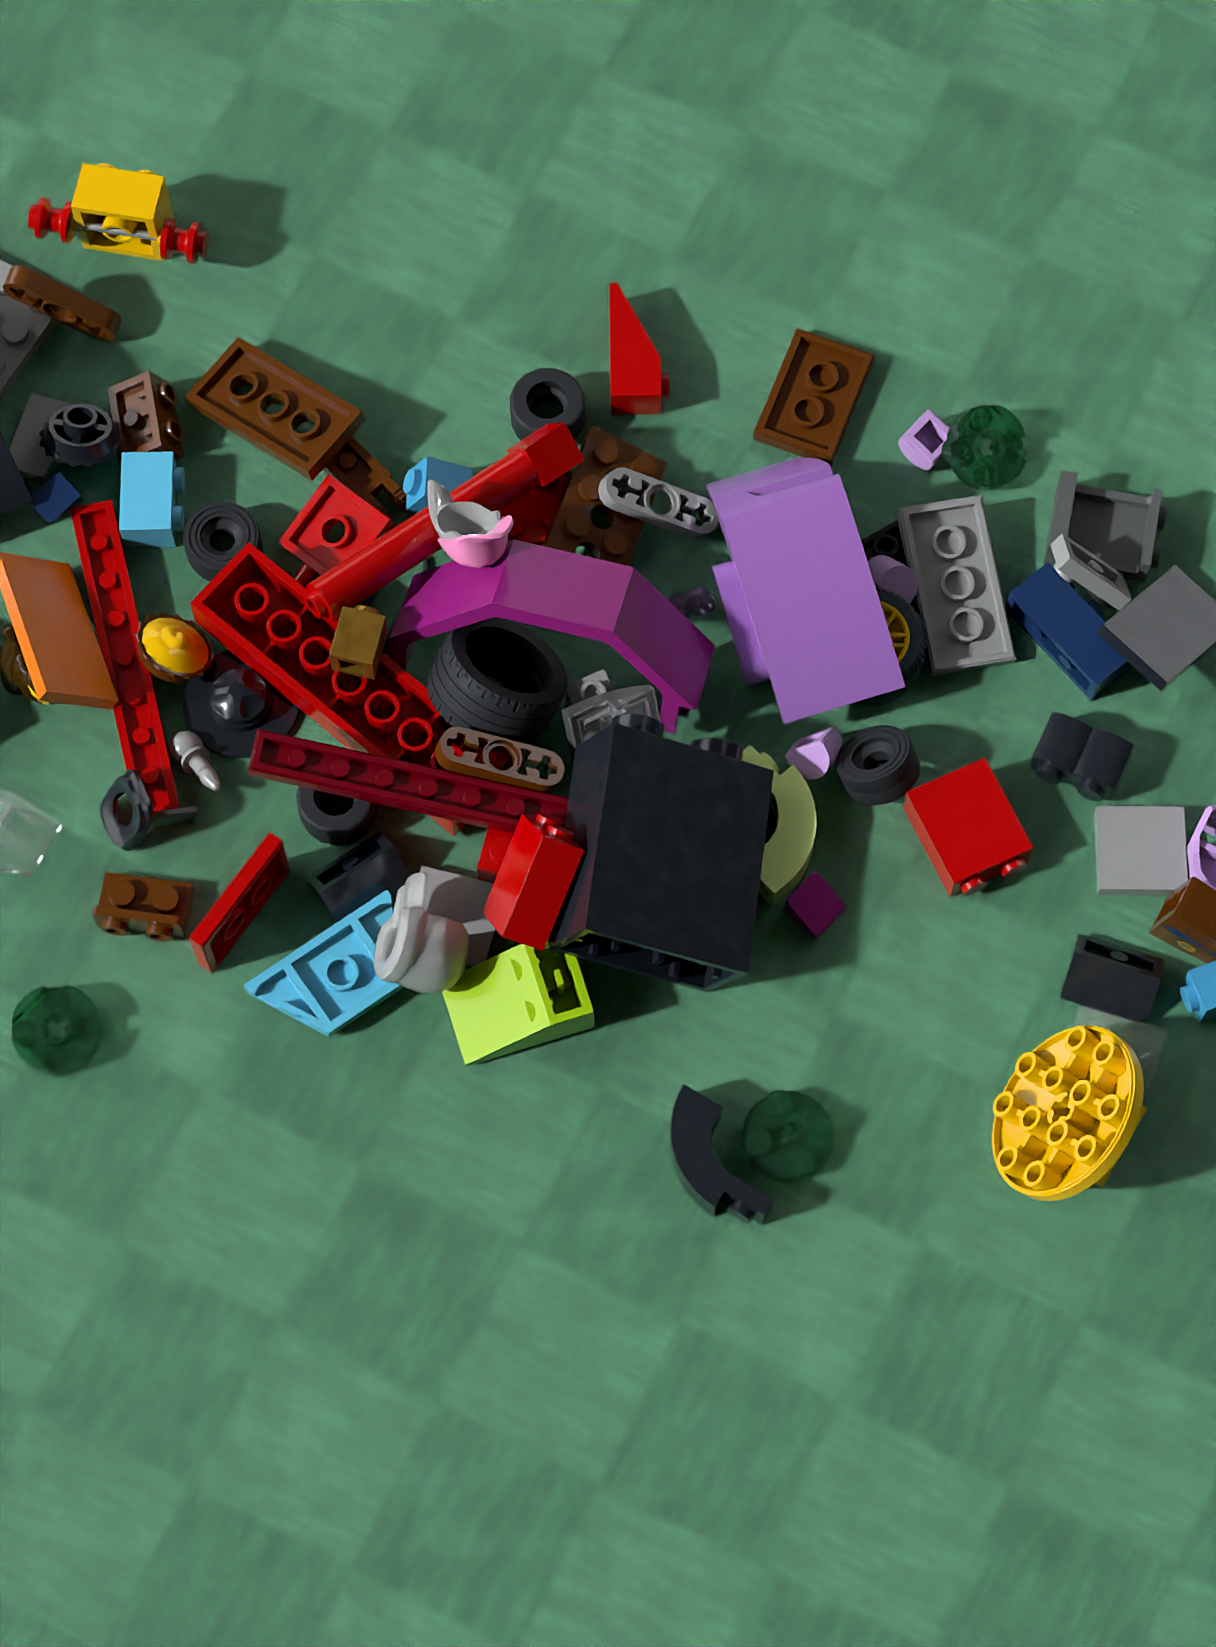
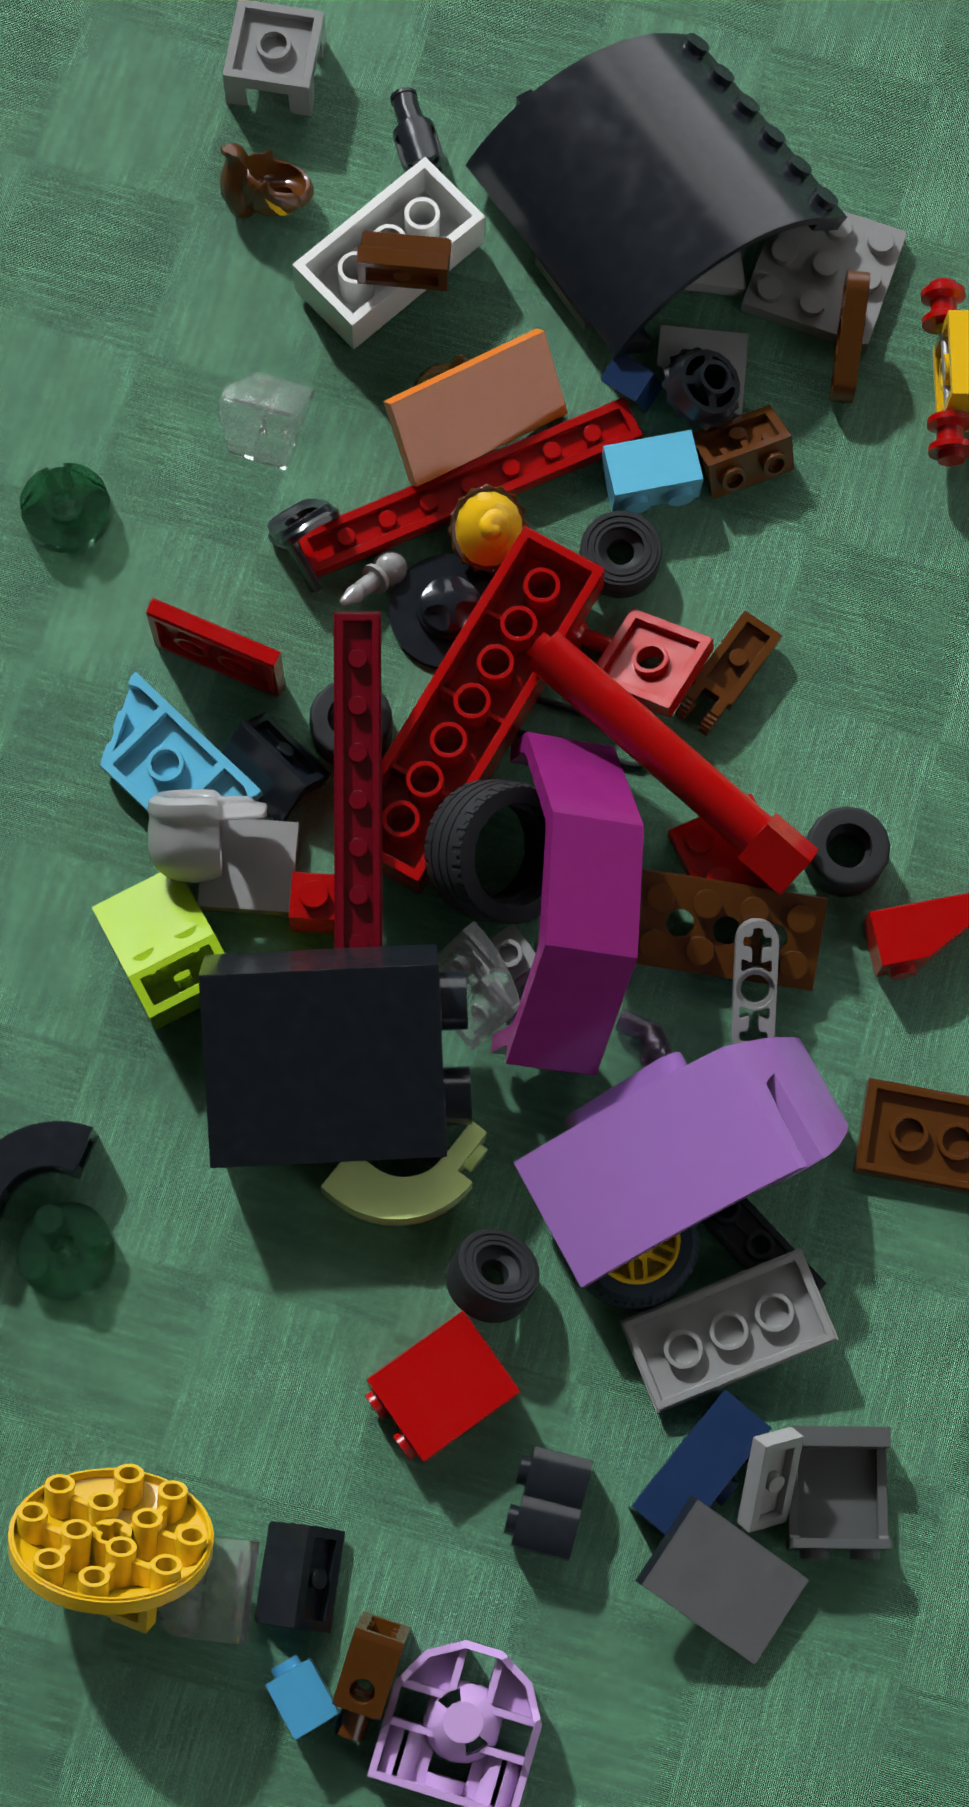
camera: 75 degrees right, 5 degrees up
(143, 906) = (210, 563): reddish brown bracket -> none
(275, 384) = (790, 597): reddish brown plate -> none
(359, 641) = (508, 697): pearl gold brick -> none
(444, 472) = (726, 748): dark azure brick -> none
(467, 529) = (643, 773): hair -> none
(516, 751) = (394, 832): reddish brown beam -> none
(533, 880) = (269, 924): red brick -> none
(814, 905) = (326, 1237): magenta slope -> none
(815, 753) = (495, 1205): lavender brick -> none
(893, 577) = (718, 1253): lavender brick -> none
(924, 440) = (901, 1272): lavender brick -> none
(964, 450) = (910, 1310): clear green plate -> none
(1140, 849) = (456, 1588): light grey tile -> none

